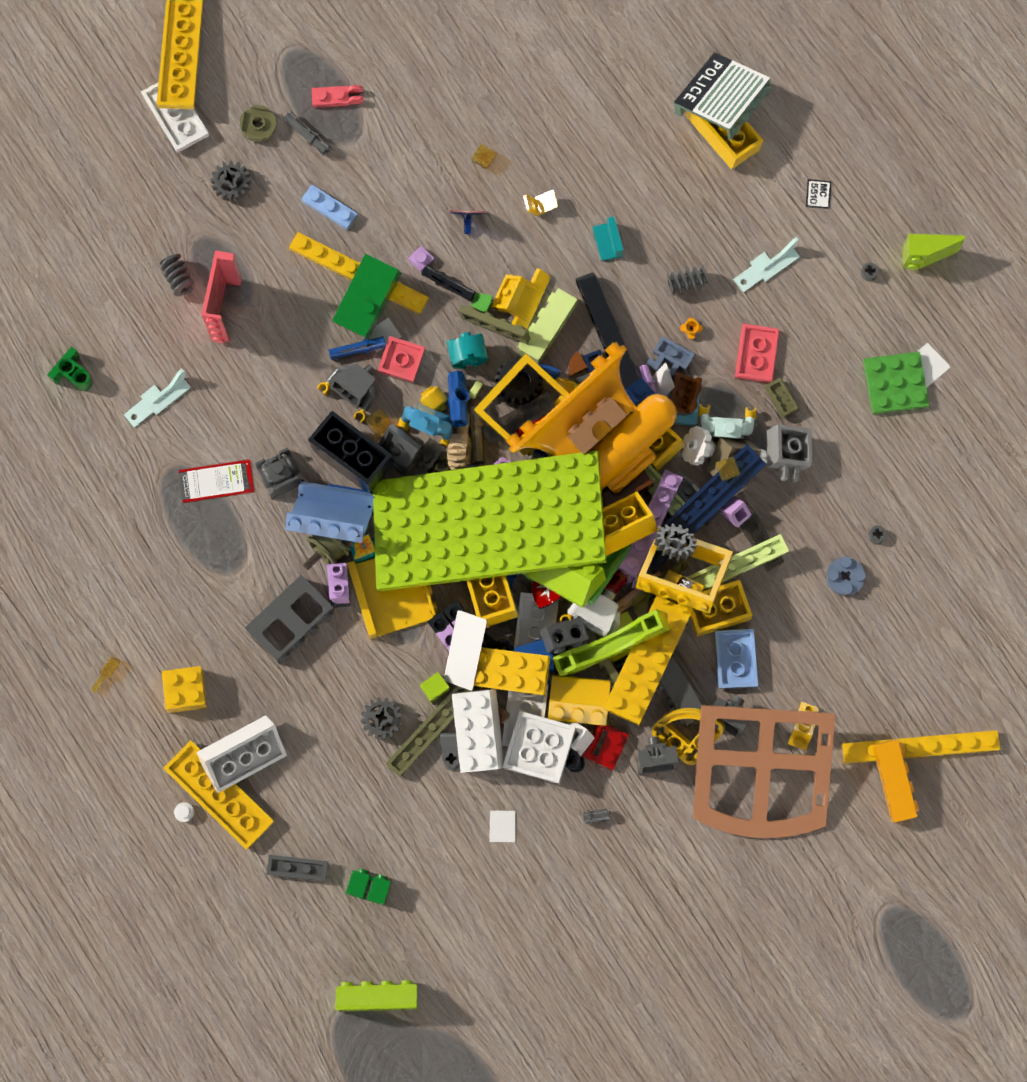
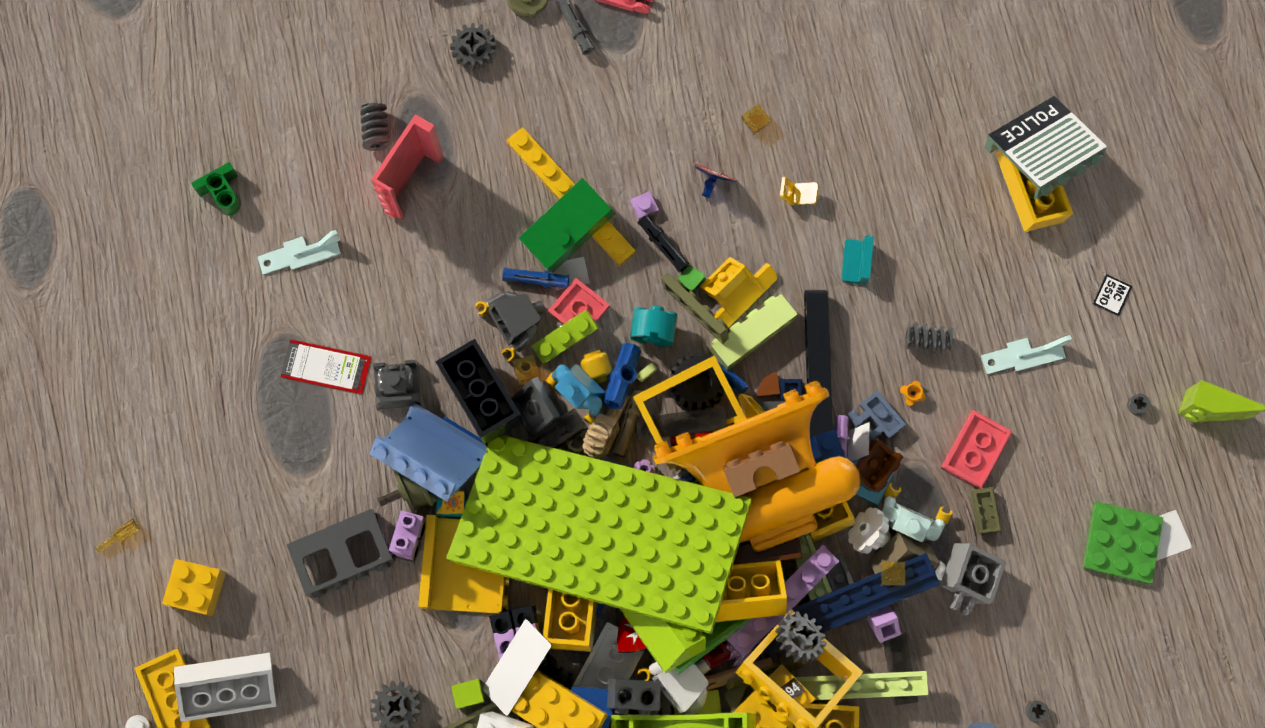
camera: 20 degrees right, 0 degrees up
(329, 207) = (567, 113): light blue plate -> none
(400, 385) = (565, 337): none -> lime plate

